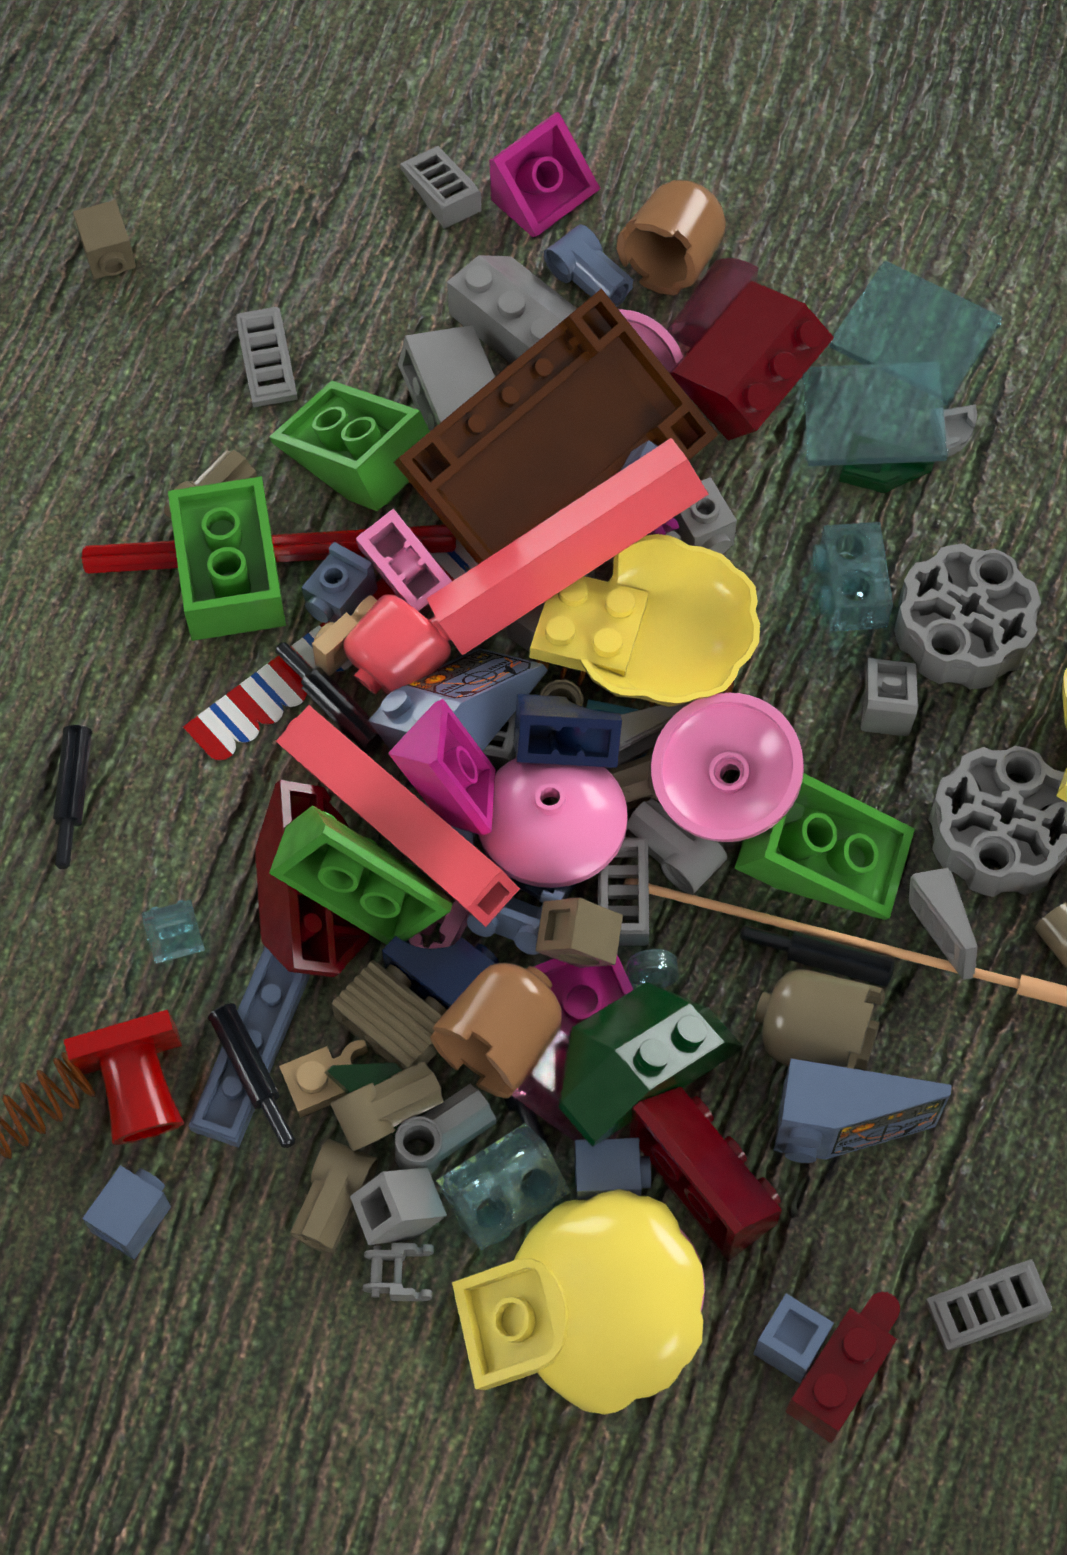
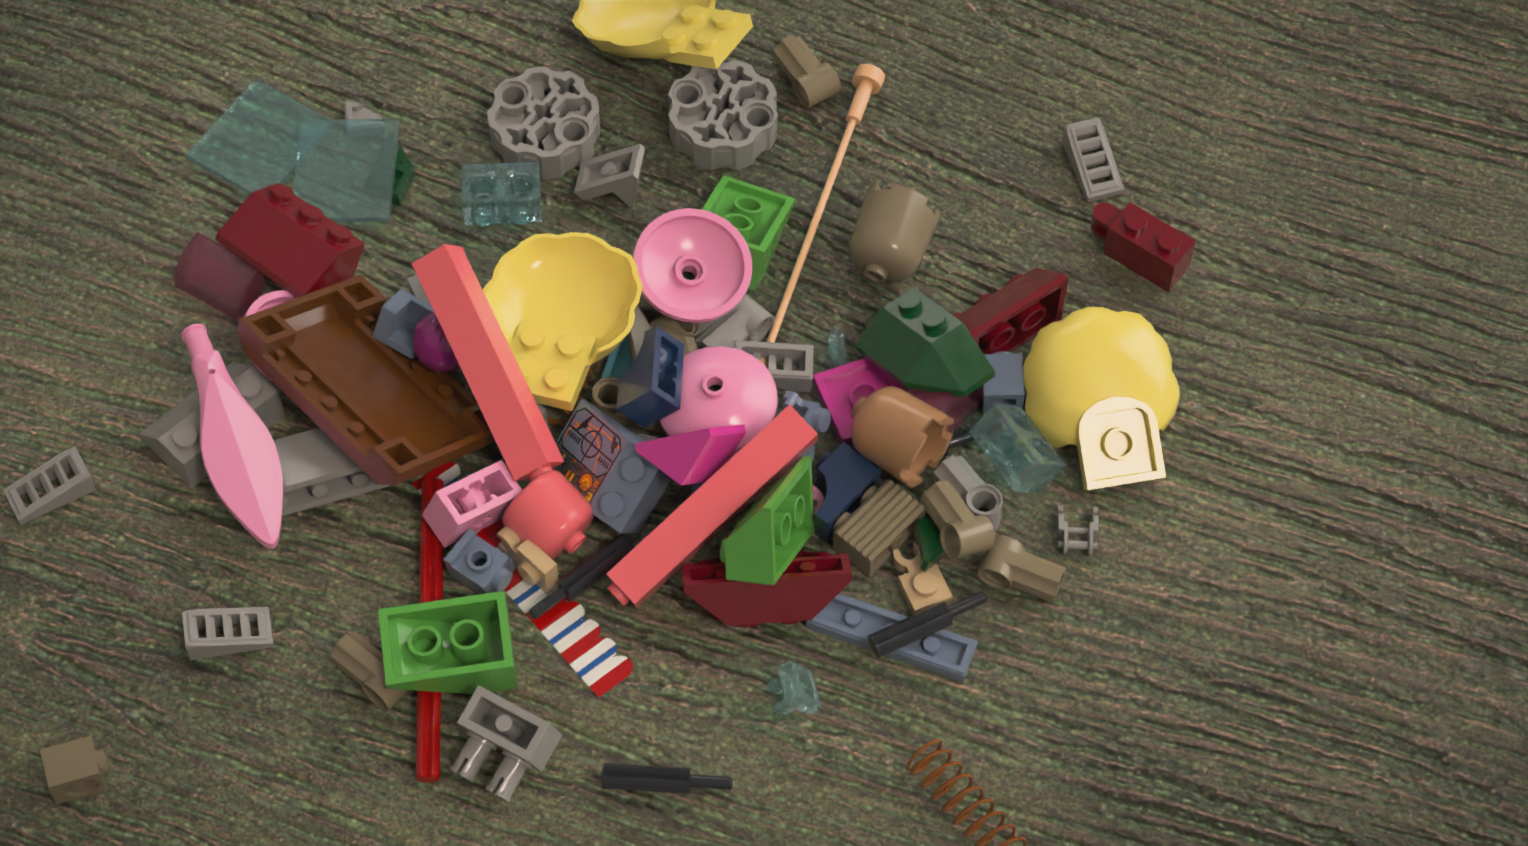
camera: 90 degrees left, 5 degrees down
(120, 626) = (499, 724): none -> light grey brick
(128, 1210) = (1037, 714): sand blue brick -> none
(132, 1074) = (917, 708): red plant -> none
(352, 442) = (329, 554): bright green slope -> none
(398, 1206) = (1034, 518): light grey brick -> none
(467, 318) = (235, 444): none -> bright pink animal
(541, 176) = (63, 401): dark pink slope -> none
(579, 932) = (823, 378): dark tan brick -> none
(581, 260) = (157, 375): sand blue piece -> none
(672, 236) = (152, 294): medium nougat cylinder -> none
(793, 1338) = (1126, 270): sand blue brick -> none
(826, 955) = (826, 238): black axle -> none
(847, 1109) = (962, 232): sand blue slope -> none
(942, 913) = (807, 153): light grey slope -> none

